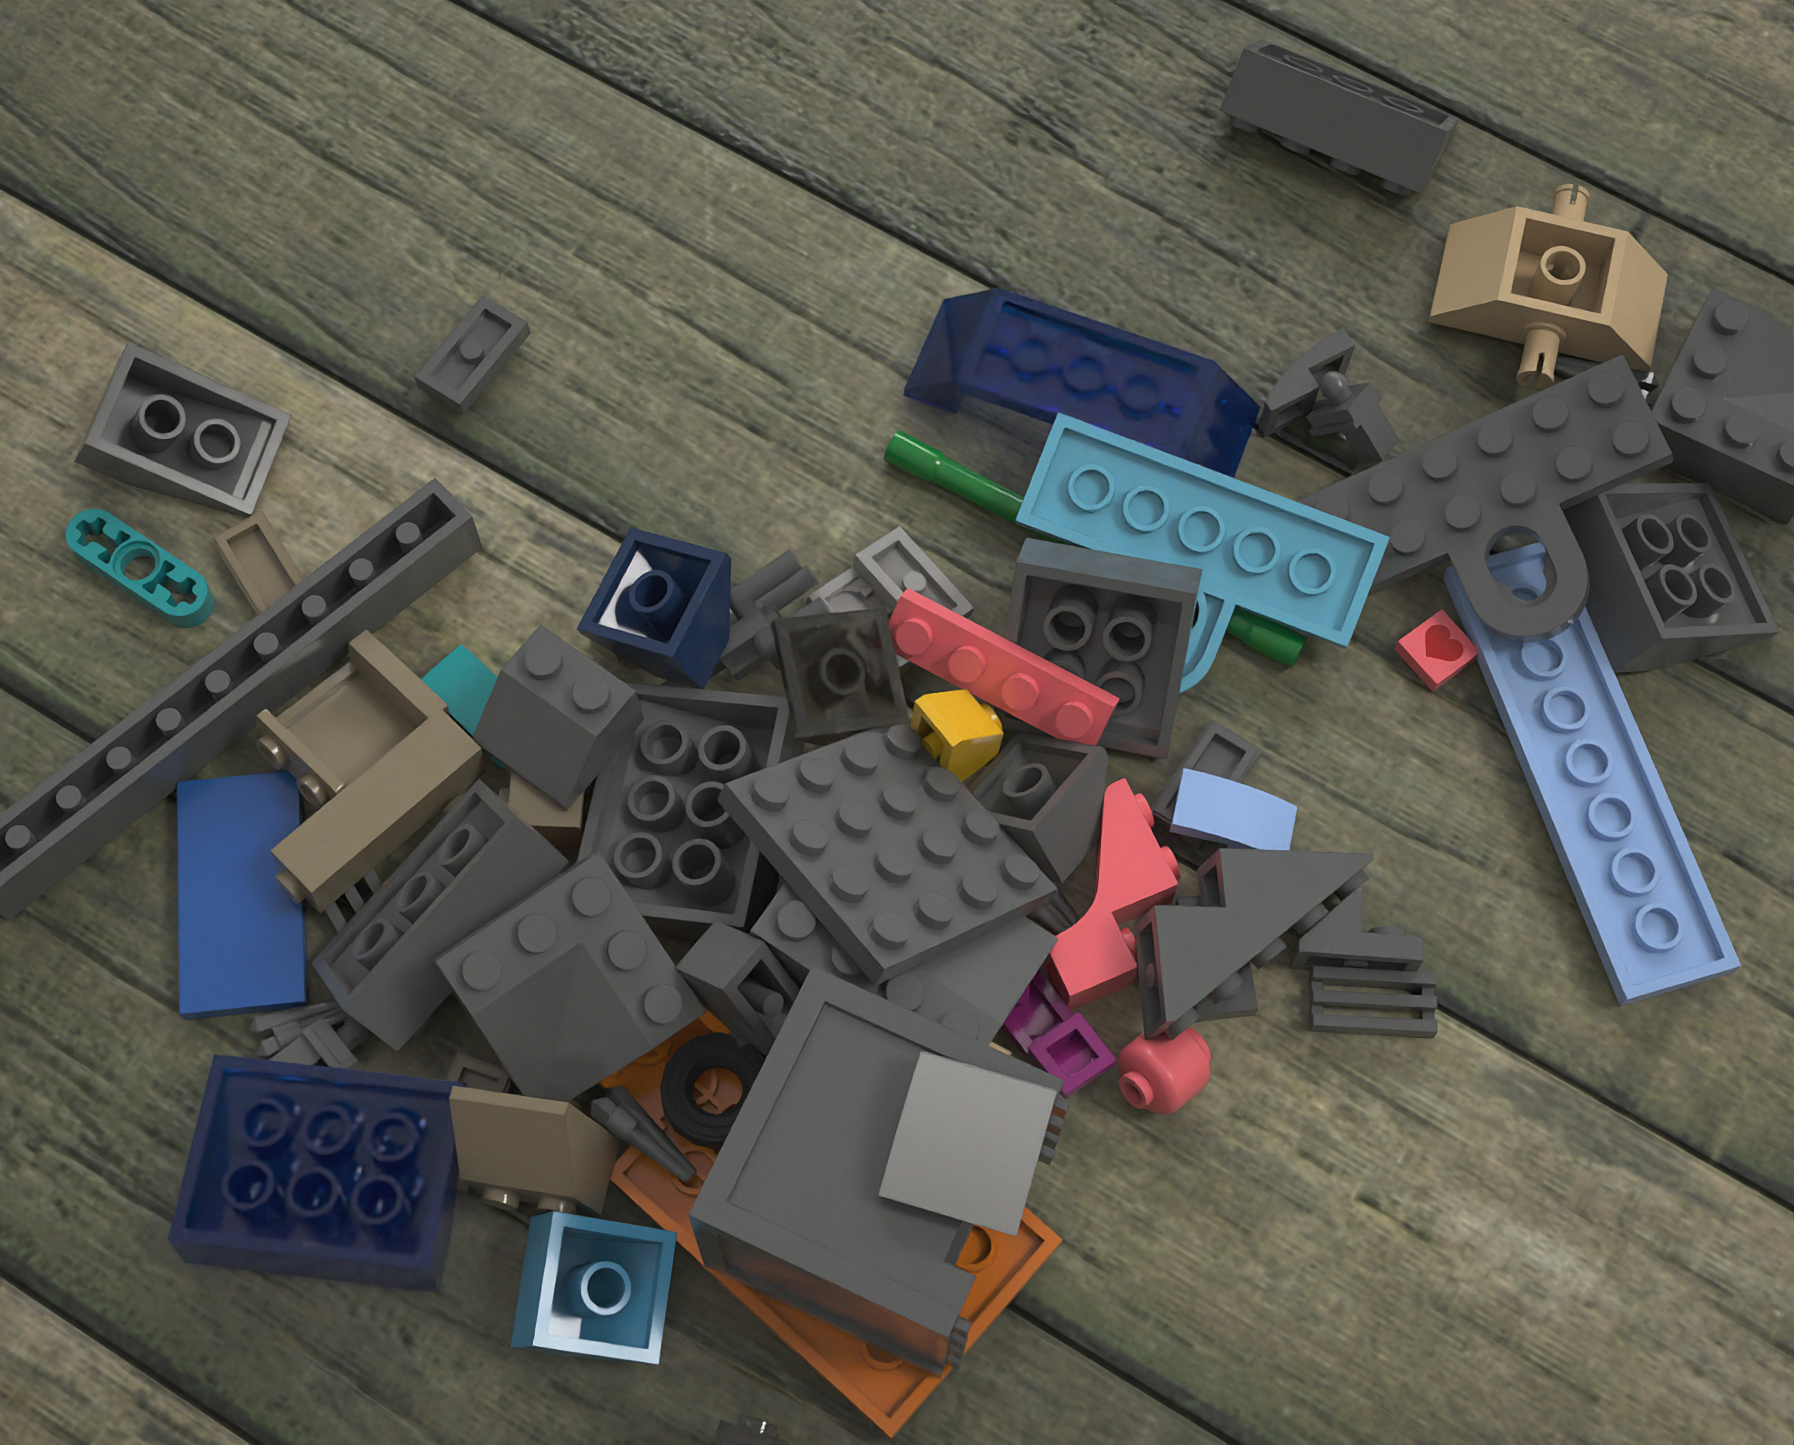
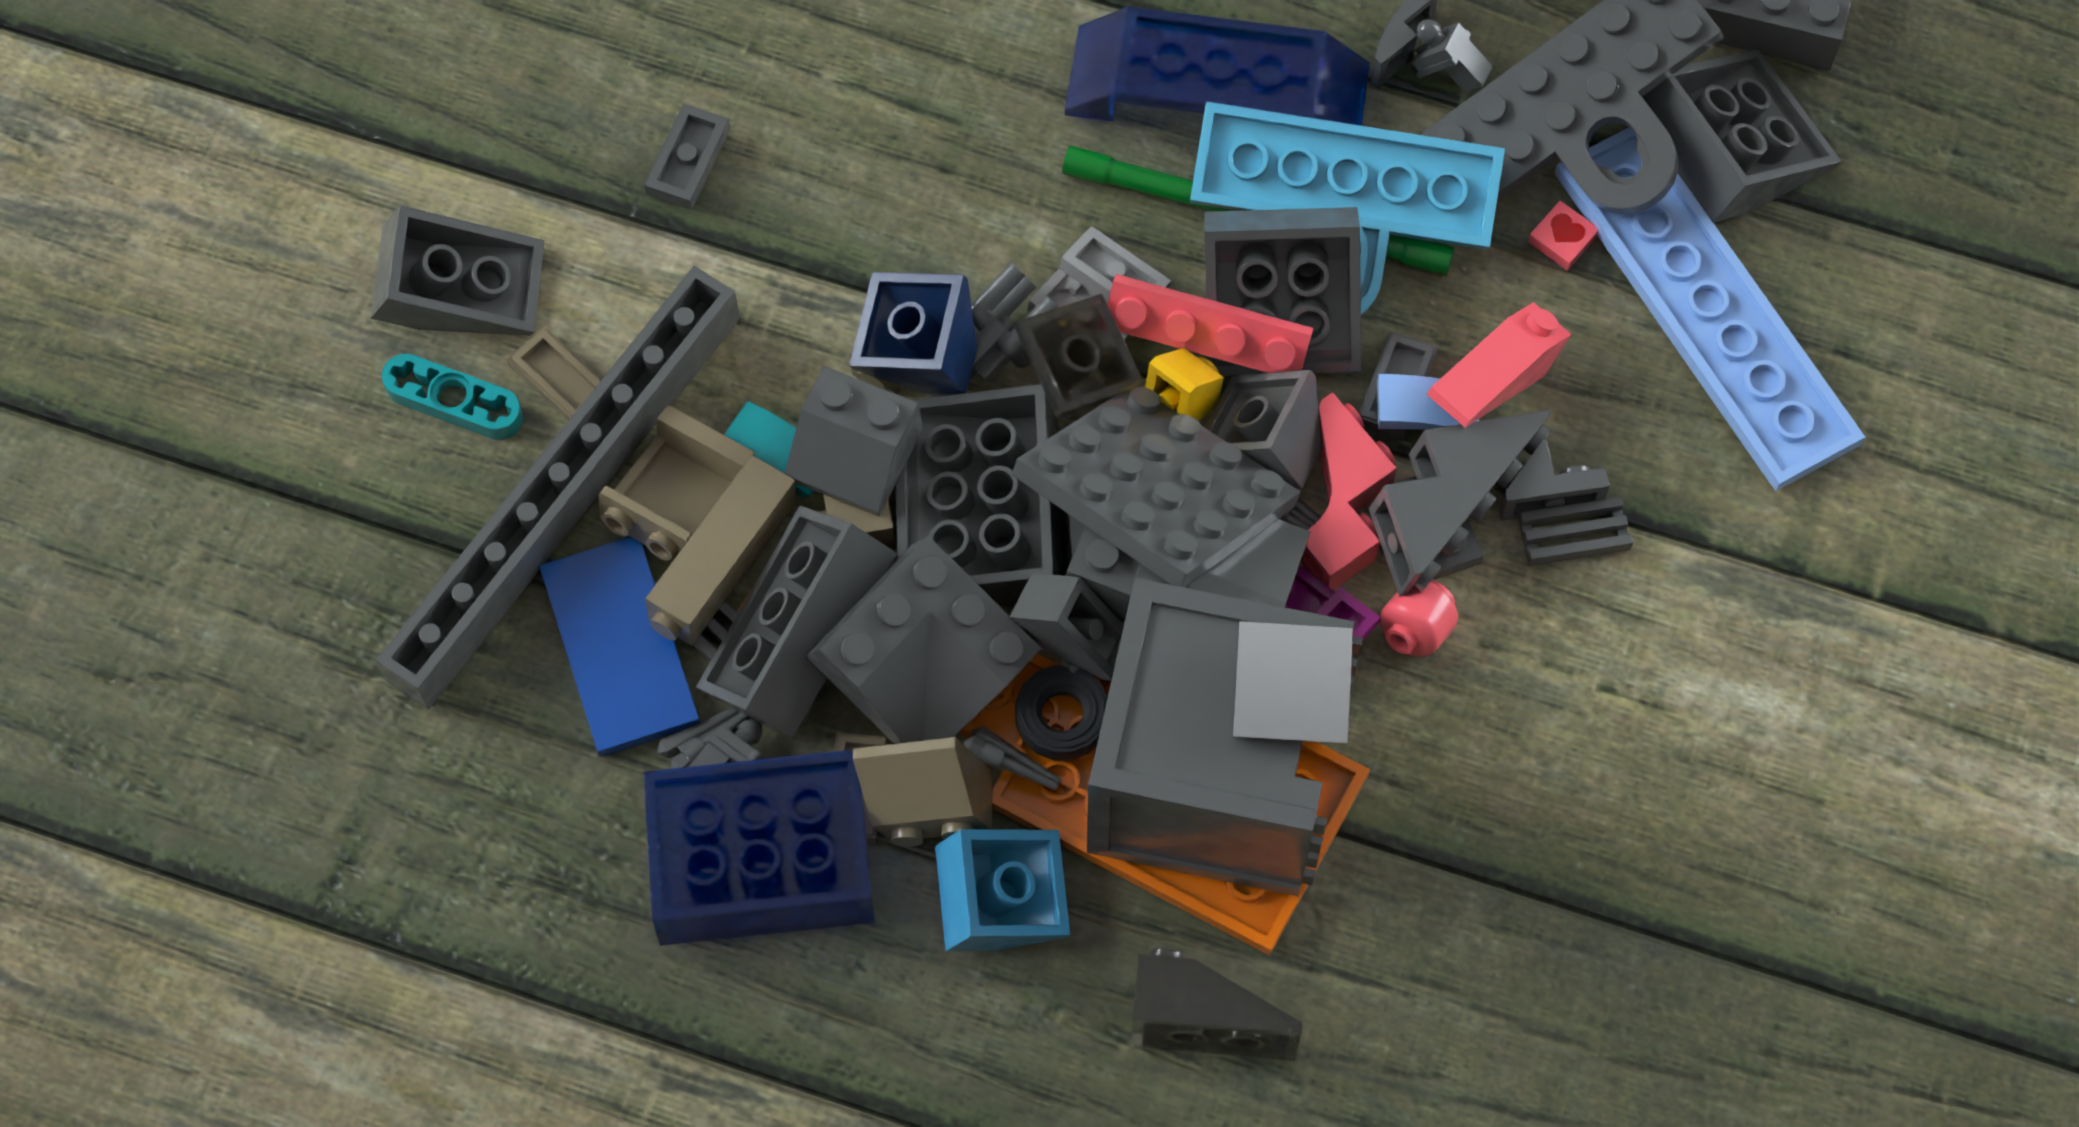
camera: 10 degrees left, 0 degrees up
(1327, 789) = (1501, 365): none -> coral slope

